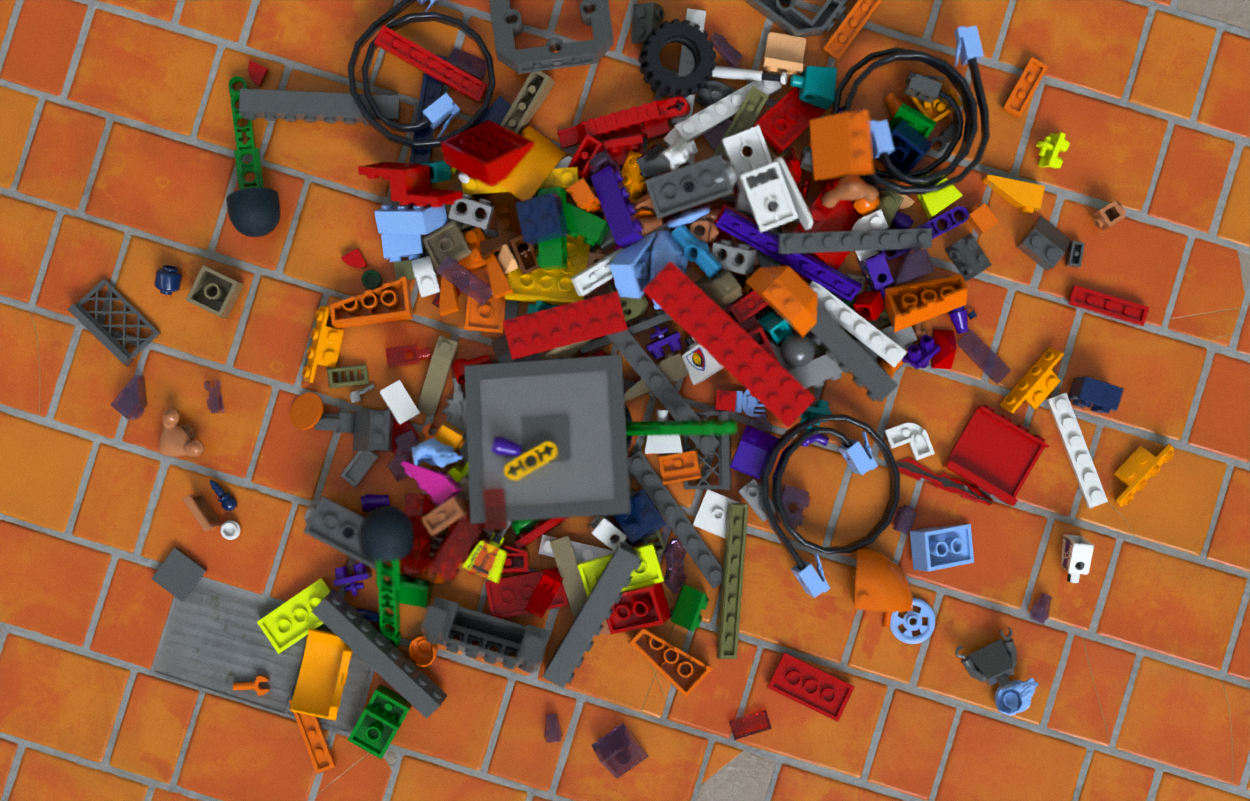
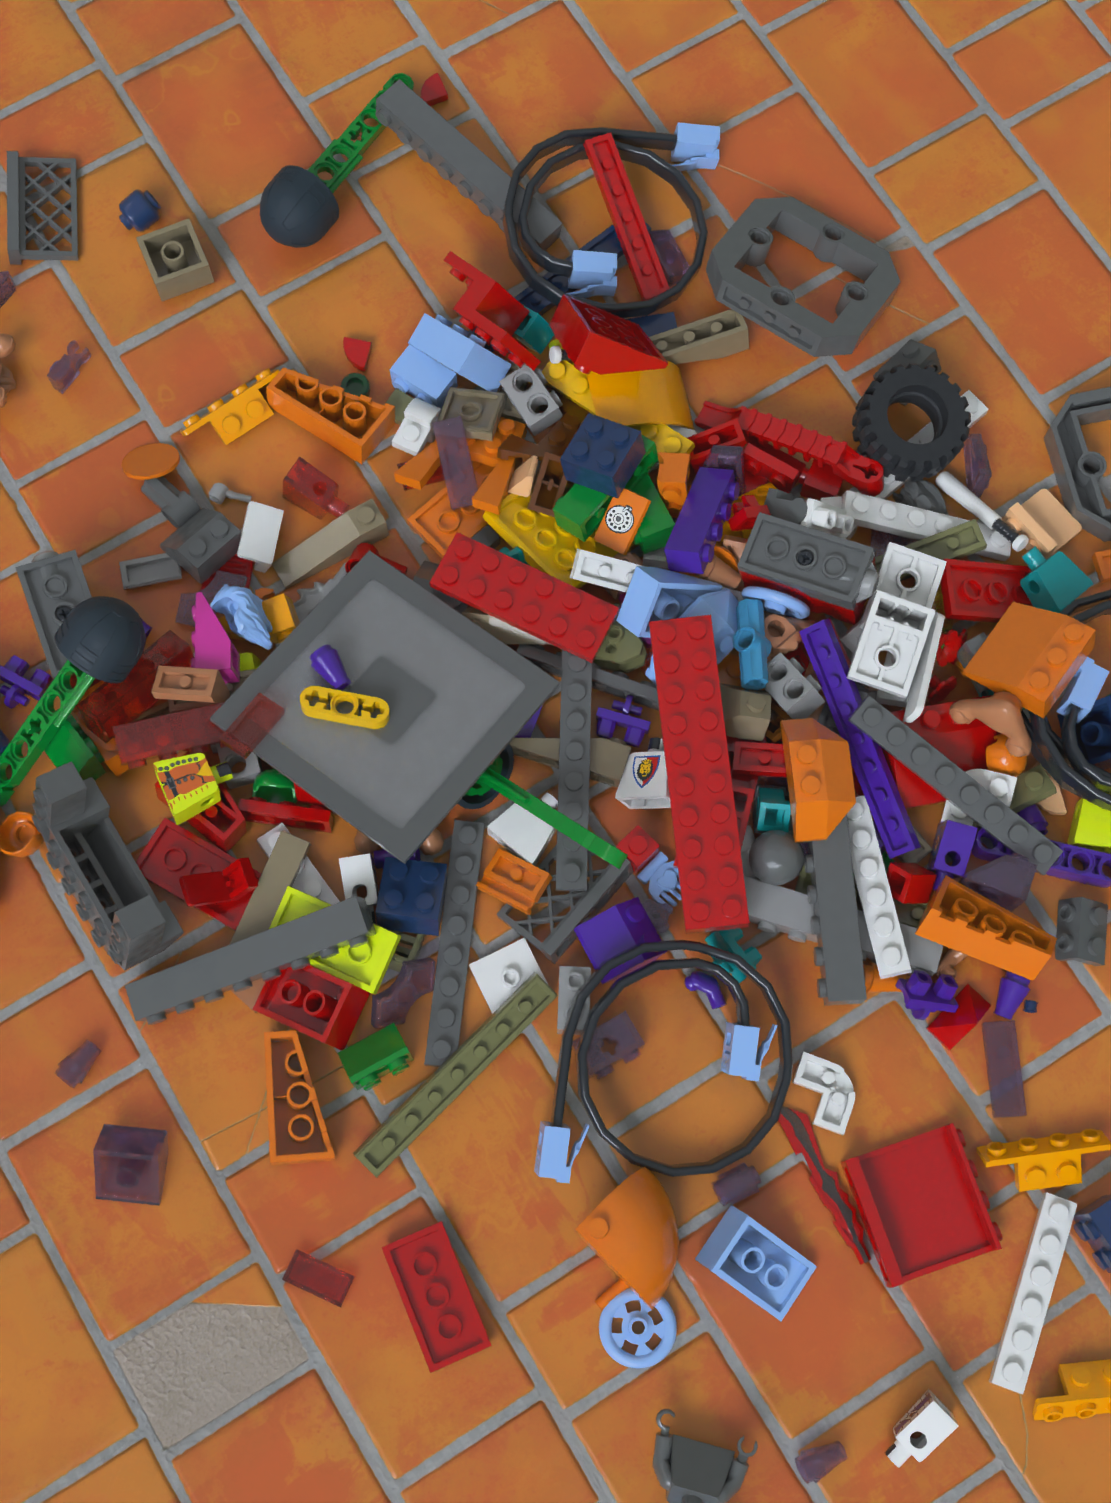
camera: 35 degrees right, 15 degrees down
(340, 384) = (219, 444): olive slope -> none
(578, 241) = (622, 521): none -> orange slope
(636, 182) = (746, 513): none -> red tile

